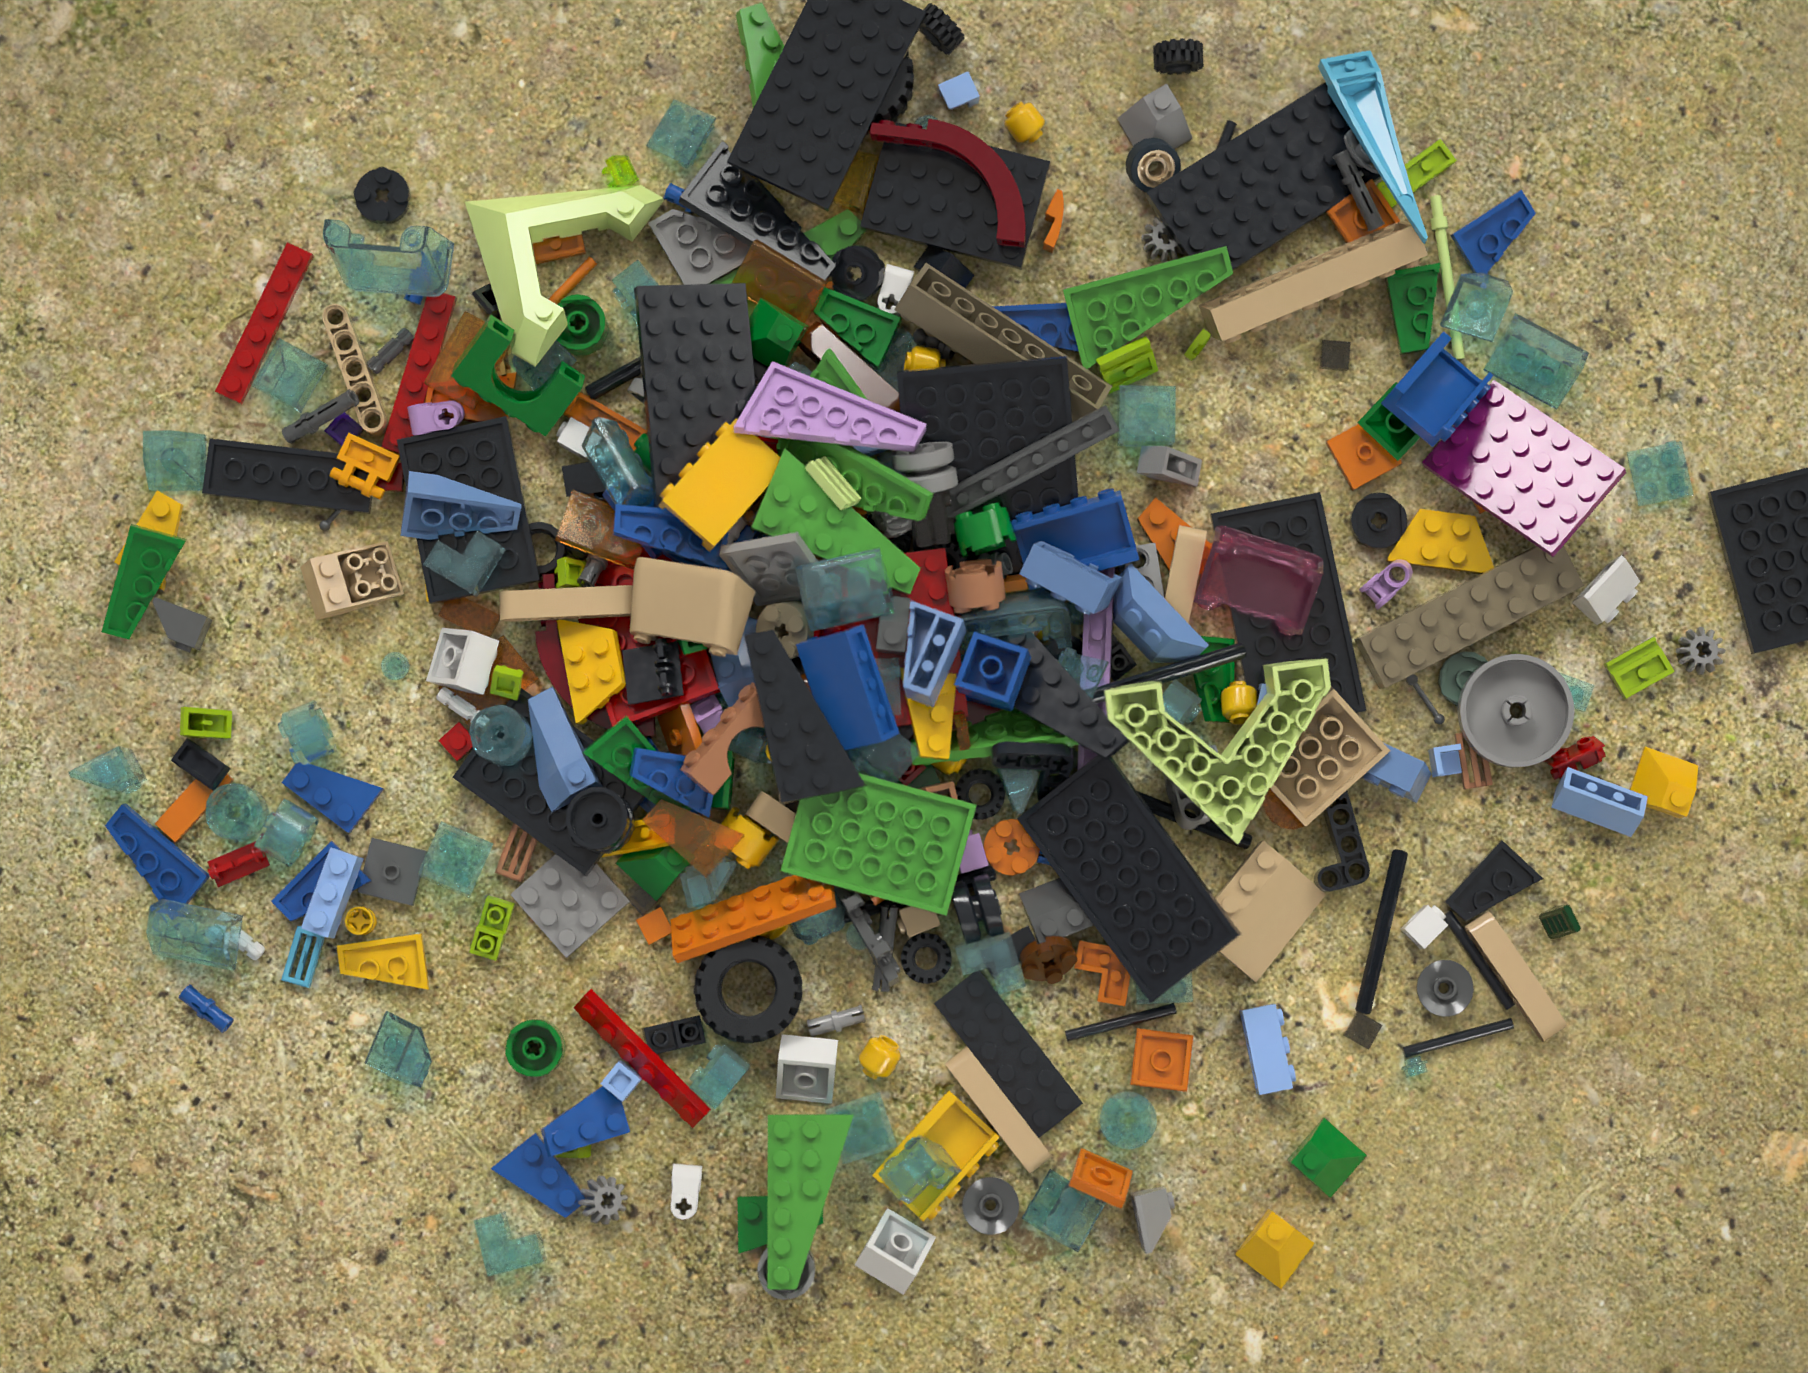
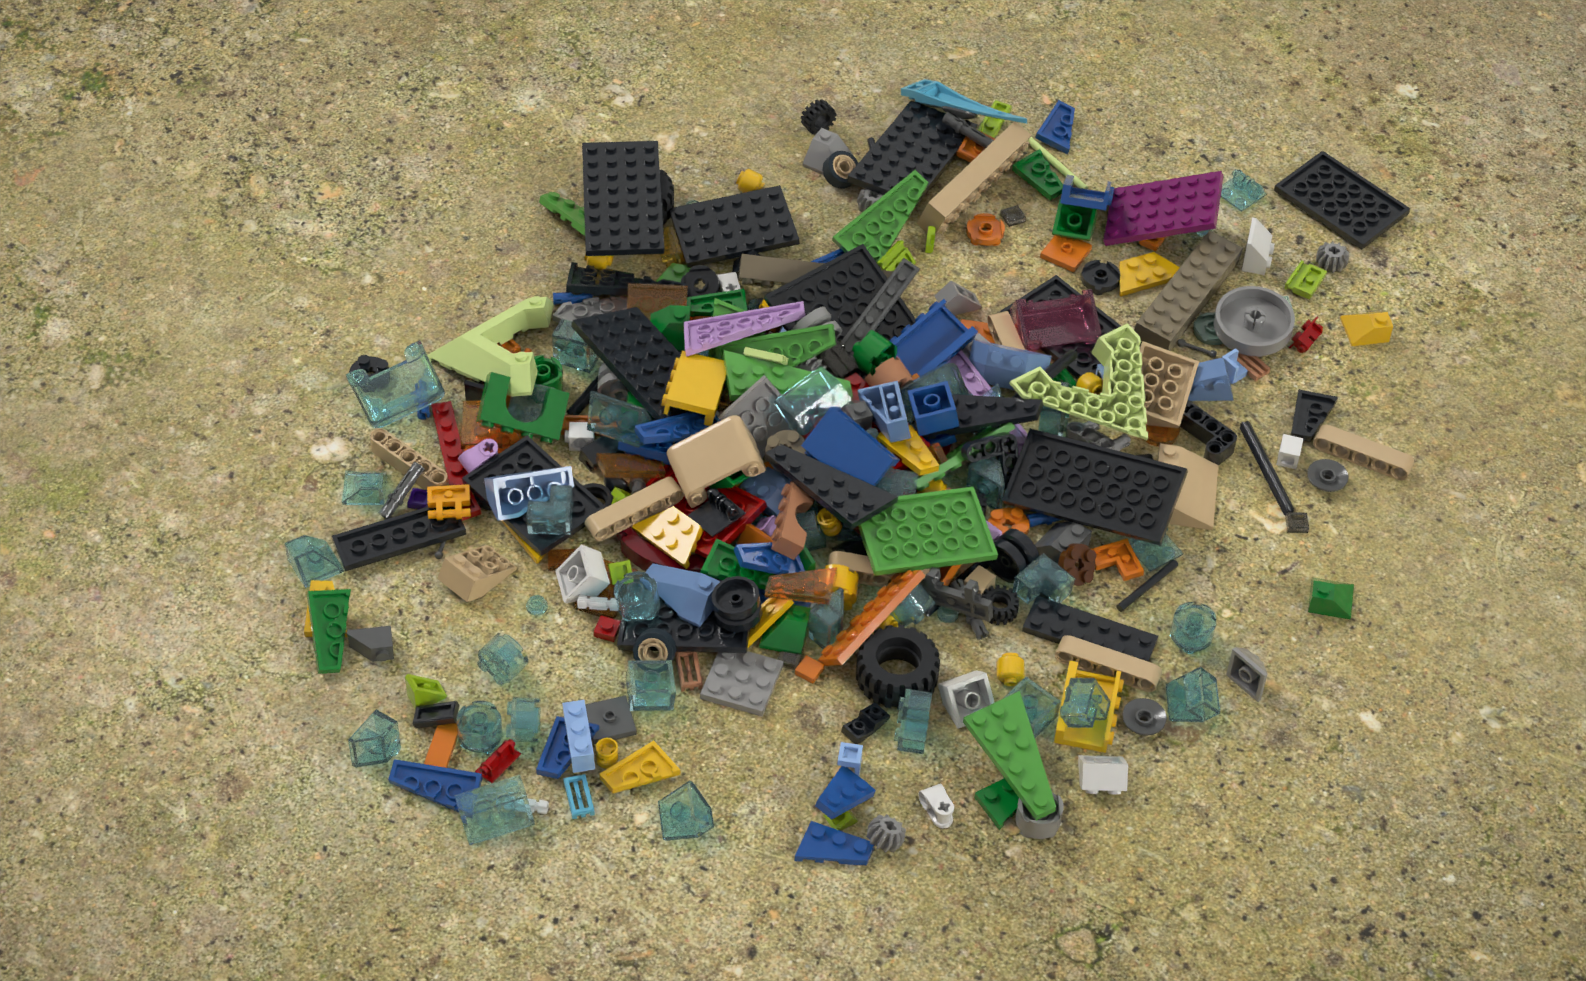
camera: 30 degrees left, 35 degrees down
(206, 1008) = (540, 857): blue pin -> none
(264, 323) = (330, 467): red plate -> none
(333, 794) = (550, 690): blue wing -> none
(390, 350) = (427, 442): dark grey axle -> none
(485, 814) = (658, 638): none -> wheel
(492, 928) = (700, 719): lime slope -> none
(503, 1252) = (837, 897): clear light blue brick -> none
(520, 1041) = (778, 766): green brick -> none
(621, 170) = (514, 296): clear neon green tile -> none
(642, 1058) = (874, 746): red plate -> none
(682, 133) = (544, 267): clear light blue hinge -> none
(836, 1021) = (967, 664): light grey pin -> none
(941, 29) = (673, 151): black tyre -> none
(959, 91) = (701, 181): light blue panel -> none
(979, 156) = (736, 194): dark red arch -> none
(1054, 215) = (802, 218): orange slope -> none
(1069, 578) = (943, 348): medium blue wedge -> none
(1101, 1178) = (1205, 662): orange plate -> none
(1146, 415) = (927, 282): clear light blue brick -> none
(1161, 1059) = (1188, 587): orange plate -> none
(1267, 1049) = (1247, 554): light blue brick -> none
(1274, 1248) = (1339, 656): yellow slope -> none
(1295, 356) = (986, 238): none -> orange plate
(1384, 586) = (1129, 301): lavender piece -> none
(1414, 1067) = (1344, 524): clear light blue plate -> none
(1458, 1037) = (1356, 500): black bar -> none
(1477, 305) = (1077, 154): clear light blue slope -> none
(1478, 960) = (1337, 457): black bar -> none
(1536, 361) = (1128, 168): clear light blue slope -> none
(1559, 921) = (1366, 410): dark green slope -> none
(1599, 802) = (1338, 345): light blue brick -> none

